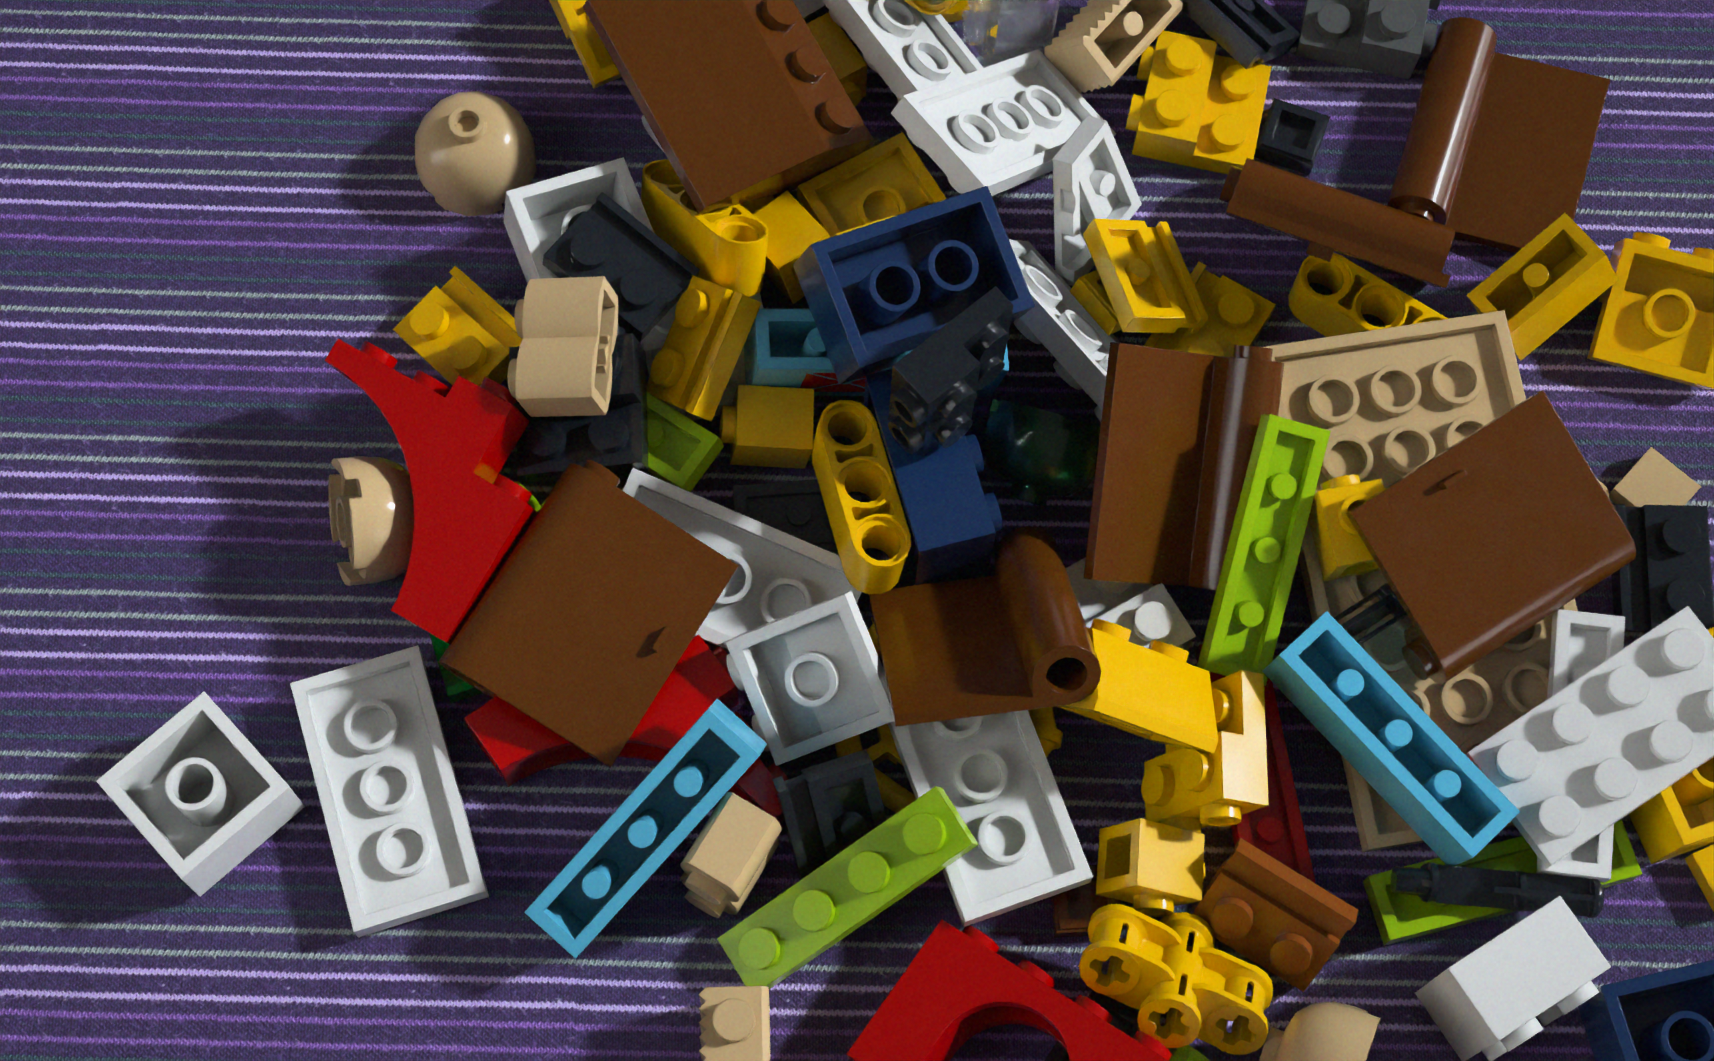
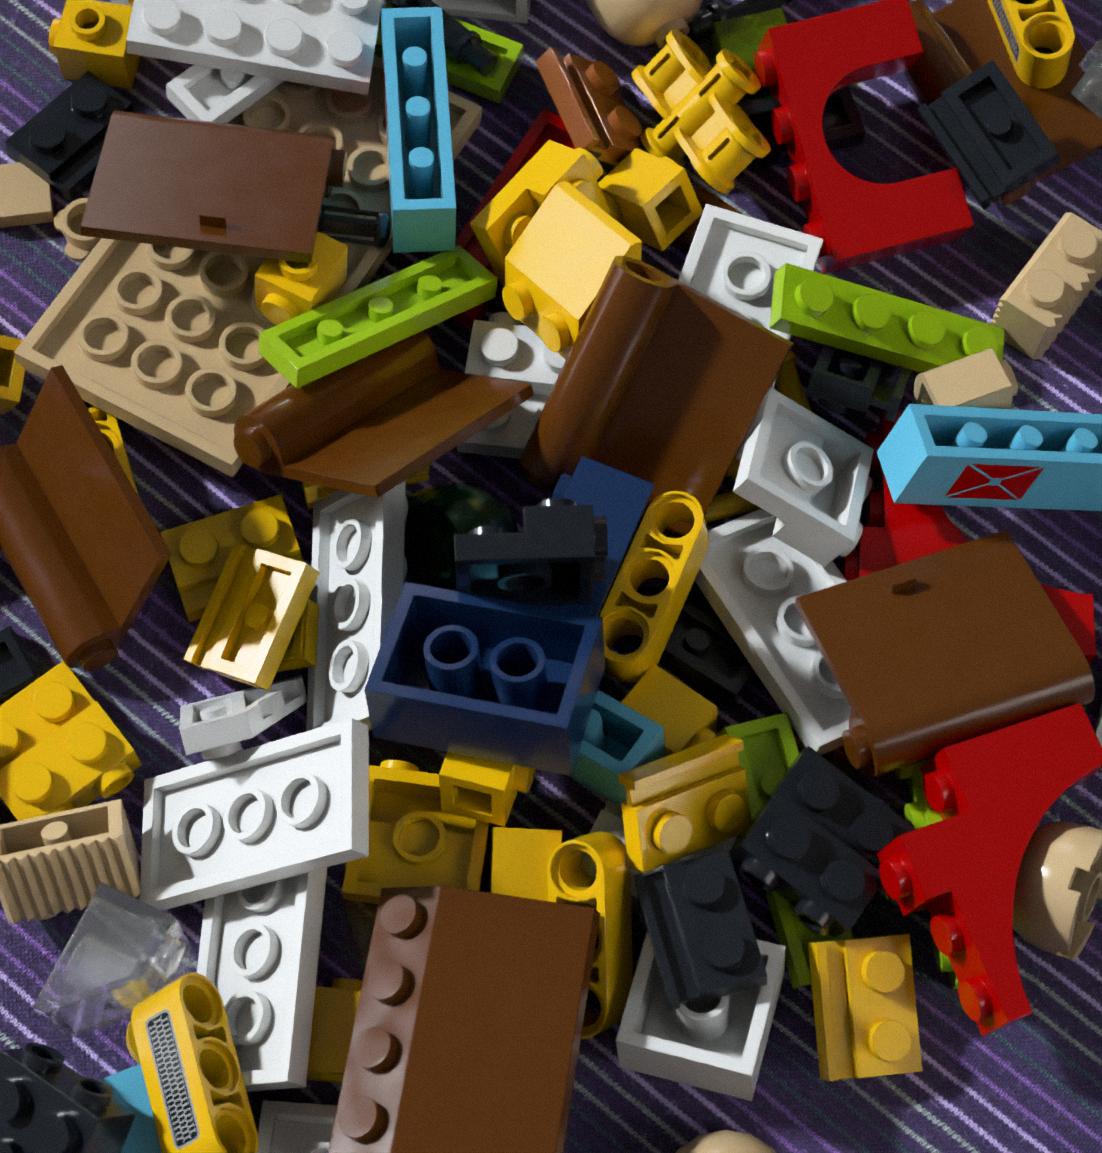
camera: 140 degrees left, 0 degrees up
(565, 347) = (819, 854): tan brick -> none

